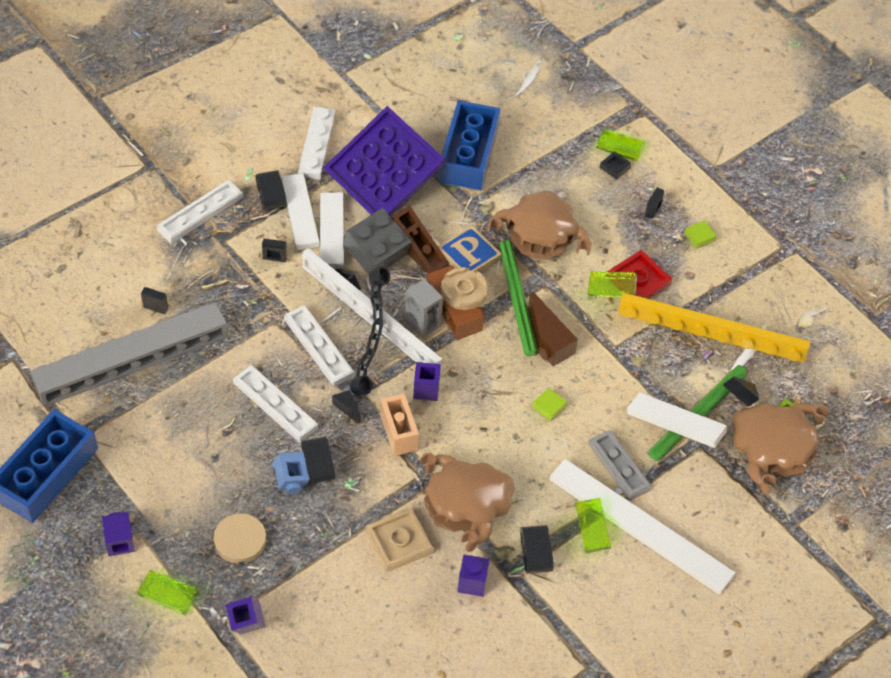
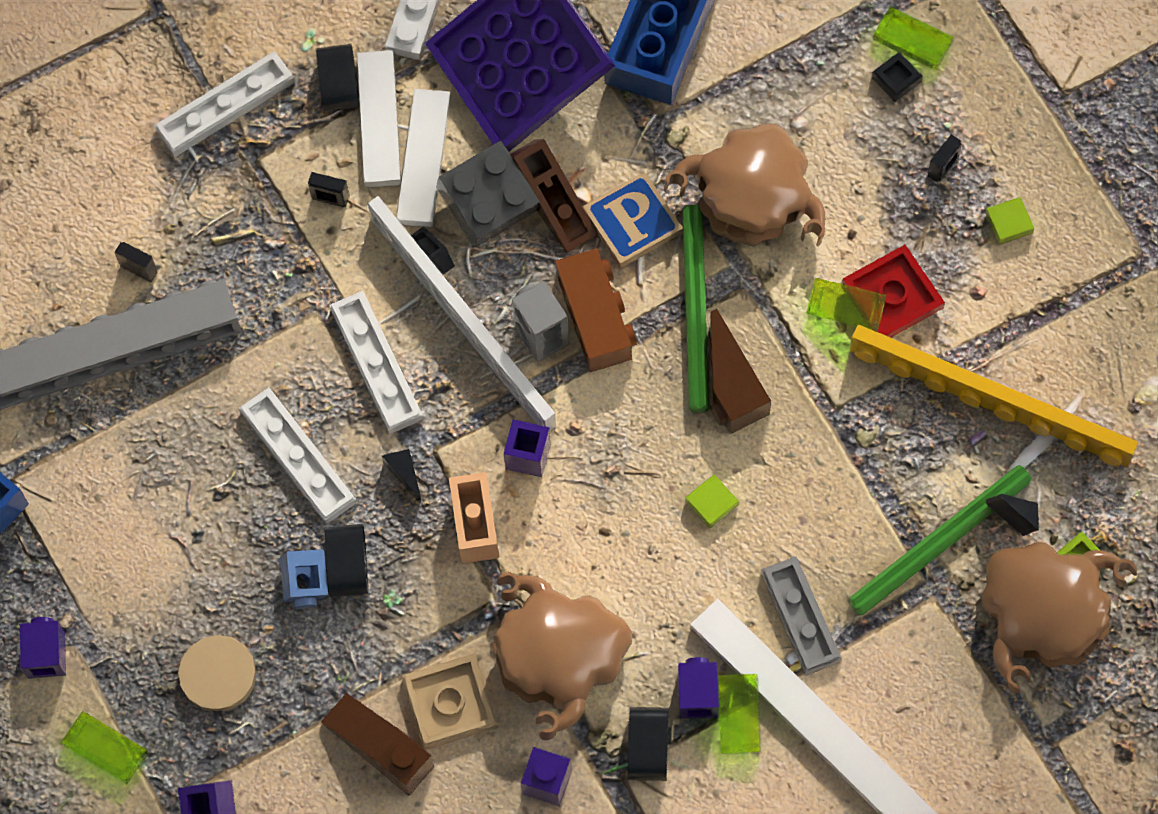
camera: 15 degrees right, 15 degrees up
(358, 568) = (379, 743): none -> reddish brown slope
(362, 384) = (432, 440): black piece -> none
(464, 288) = (608, 295): tan tile -> none
(563, 513) = (698, 688): none -> dark purple brick
(677, 420) = (900, 554): white tile -> none

